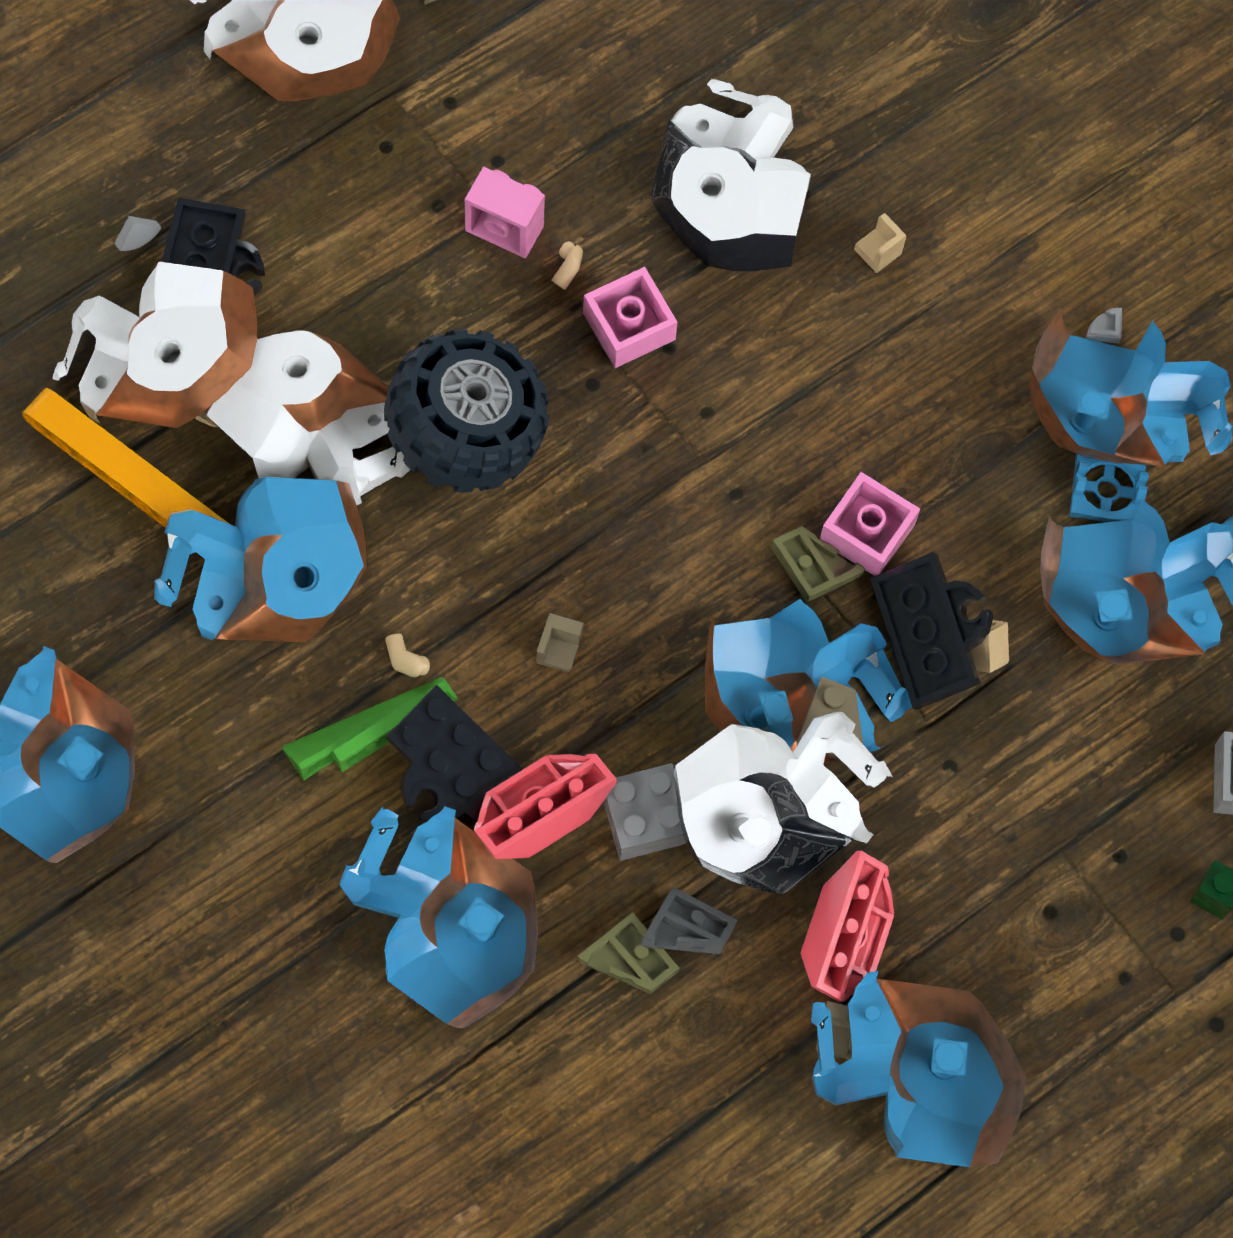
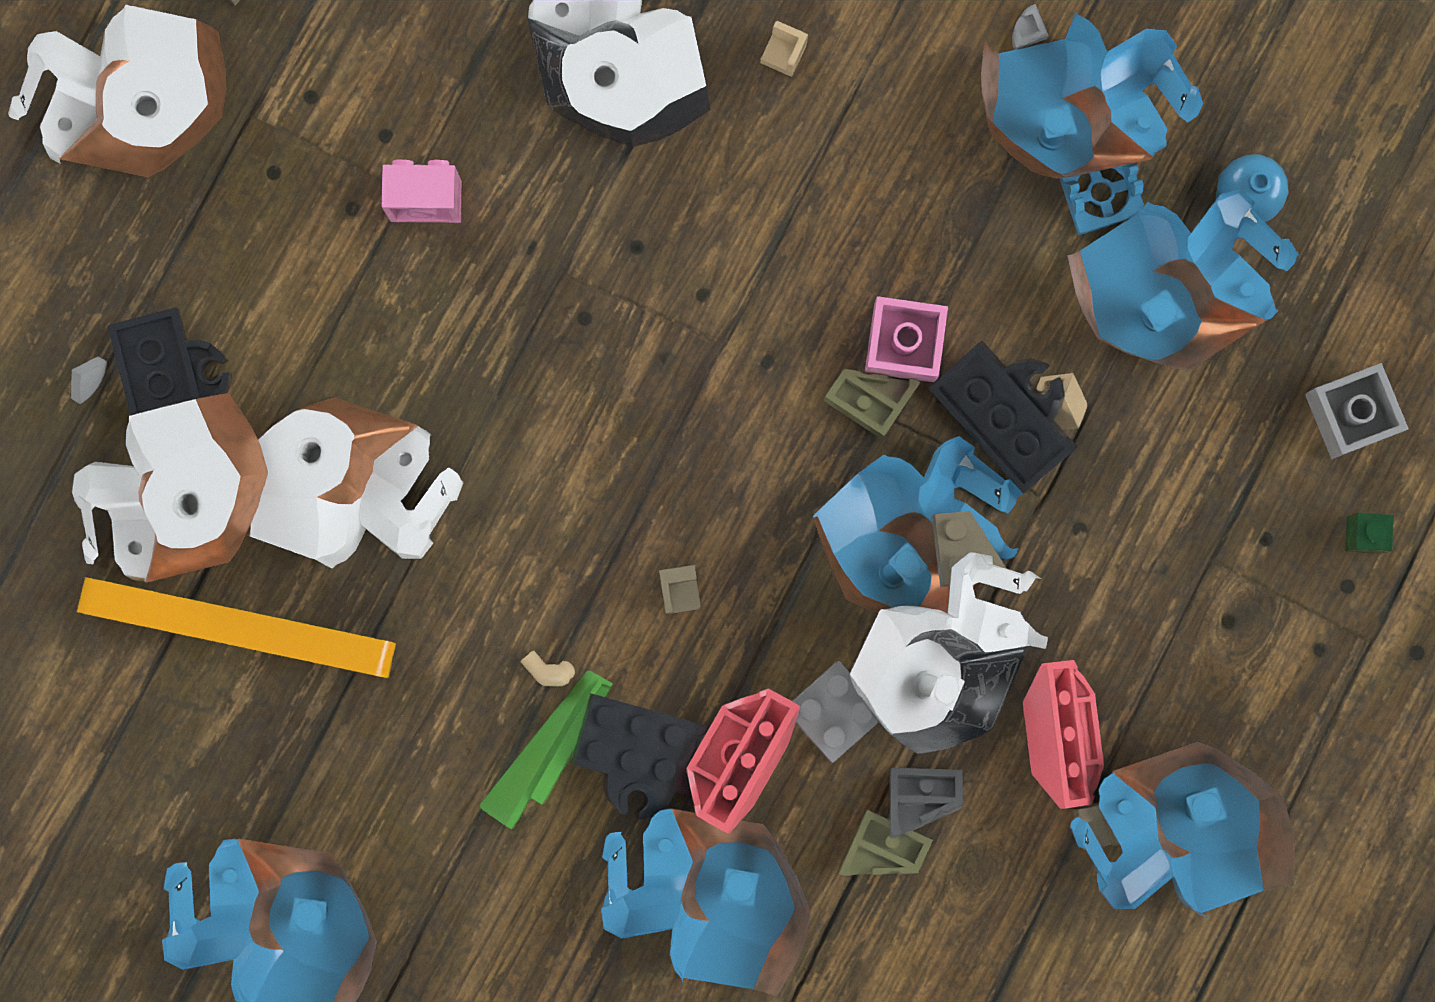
camera: 25 degrees left, 15 degrees up
(280, 566) = (390, 651): dark azure piece -> none
(466, 410) = (488, 416): black wheel -> none
(571, 265) = (508, 211): tan arm -> none
(629, 317) = (589, 241): bright pink brick -> none

